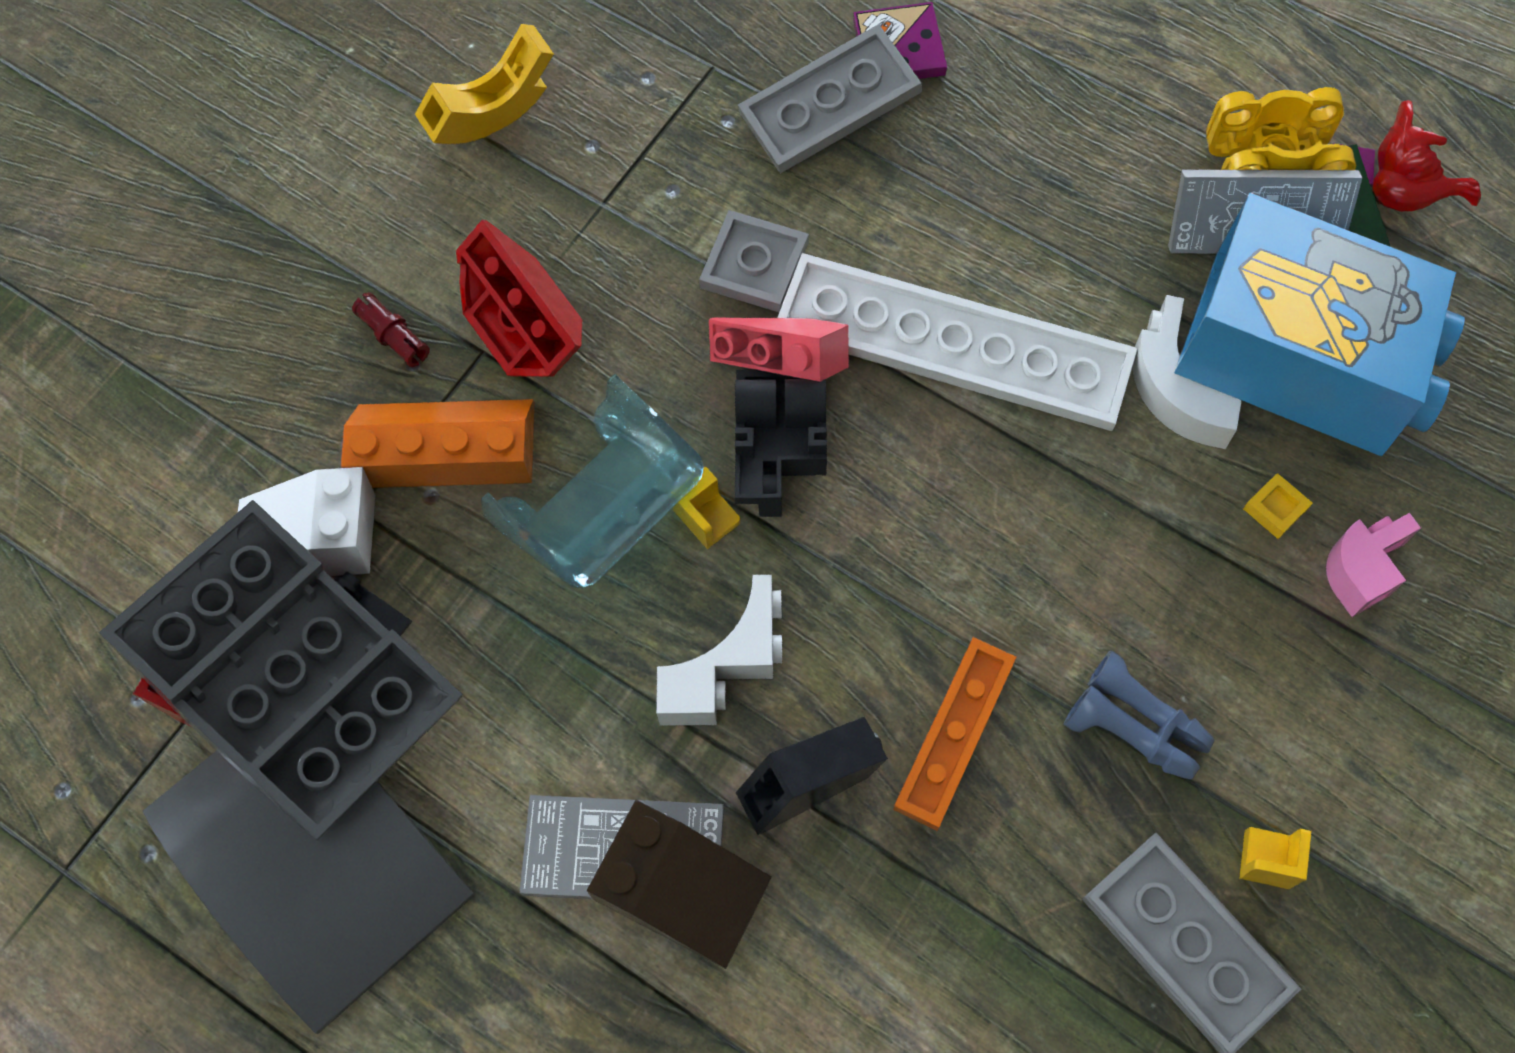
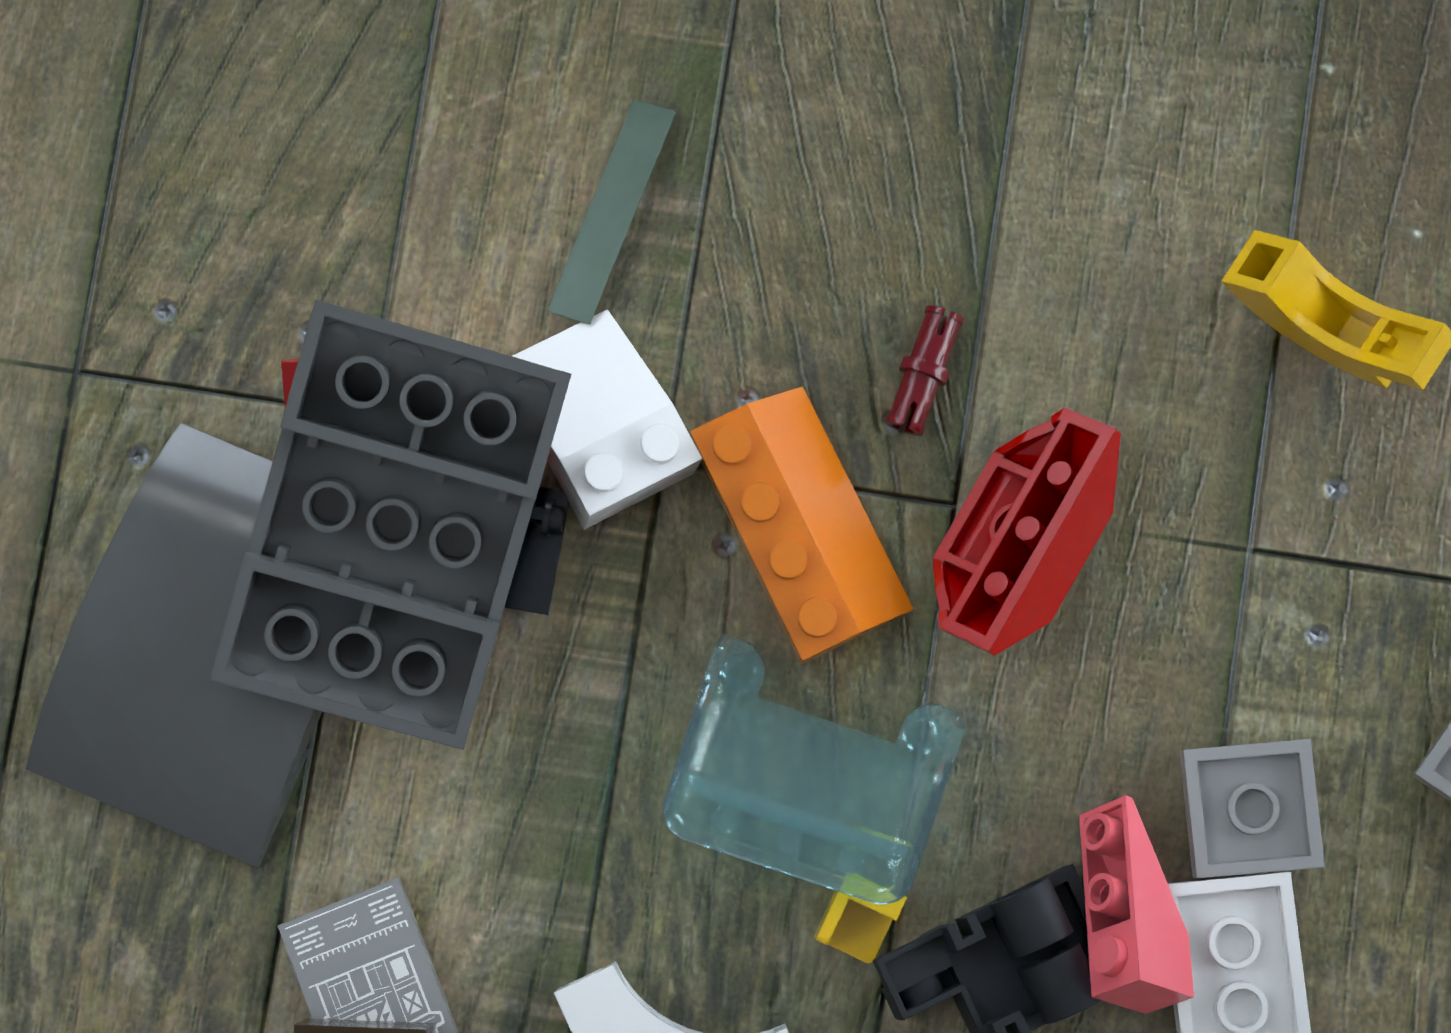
camera: 65 degrees right, 15 degrees up
(179, 469) = (611, 211): none -> sticker

